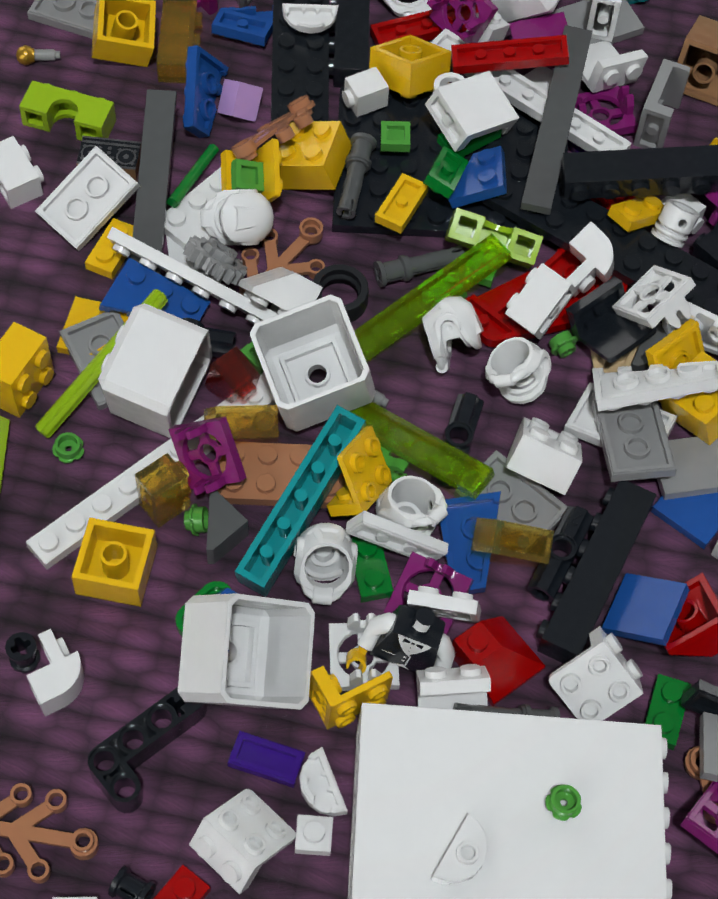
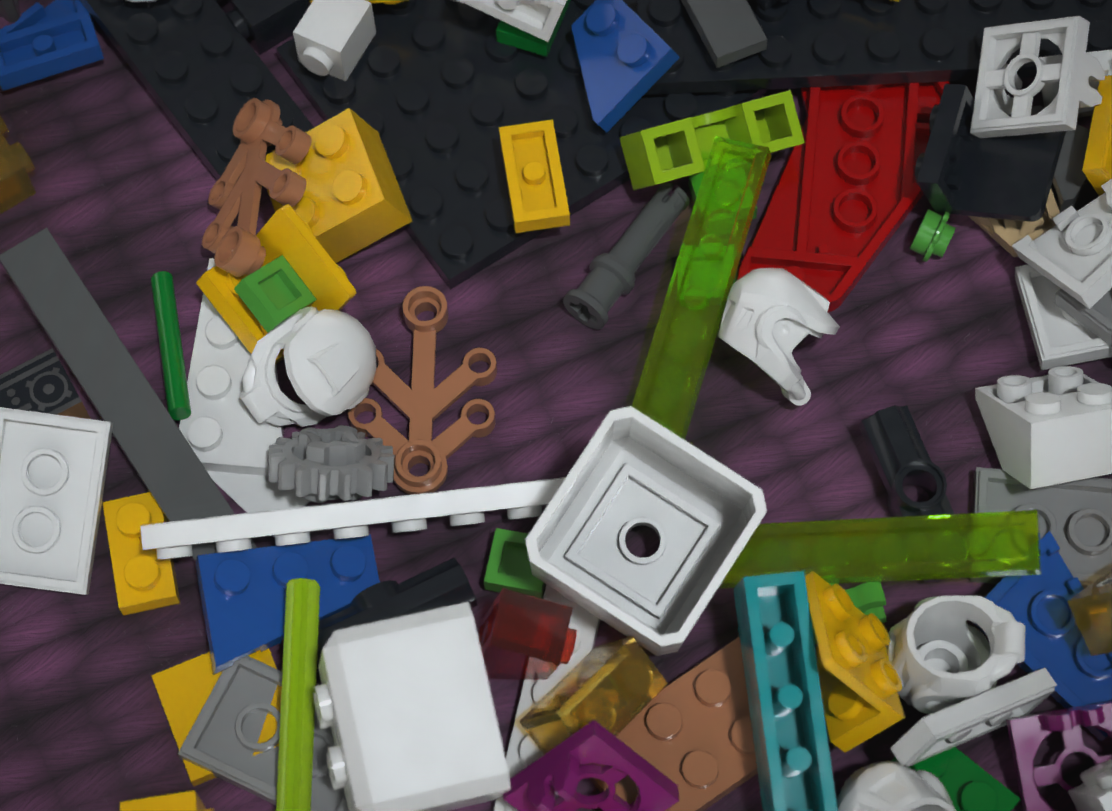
camera: 30 degrees left, 5 degrees up
(201, 89) = (52, 165): blue wing -> none
(240, 100) = (141, 172): lavender panel -> none
(281, 288) = (484, 444): white slope -> none
(349, 276) = (552, 343): black tyre -> none
(358, 164) = (419, 159): dark grey pin -> none
(395, 136) = (436, 75): bright green plate -> none
(445, 172) = (562, 83): green plate -> none
(518, 370) = (918, 321): white helmet -> none
(540, 300) = (870, 193): white brick -> none
(597, 258) = (887, 65): white brick -> none

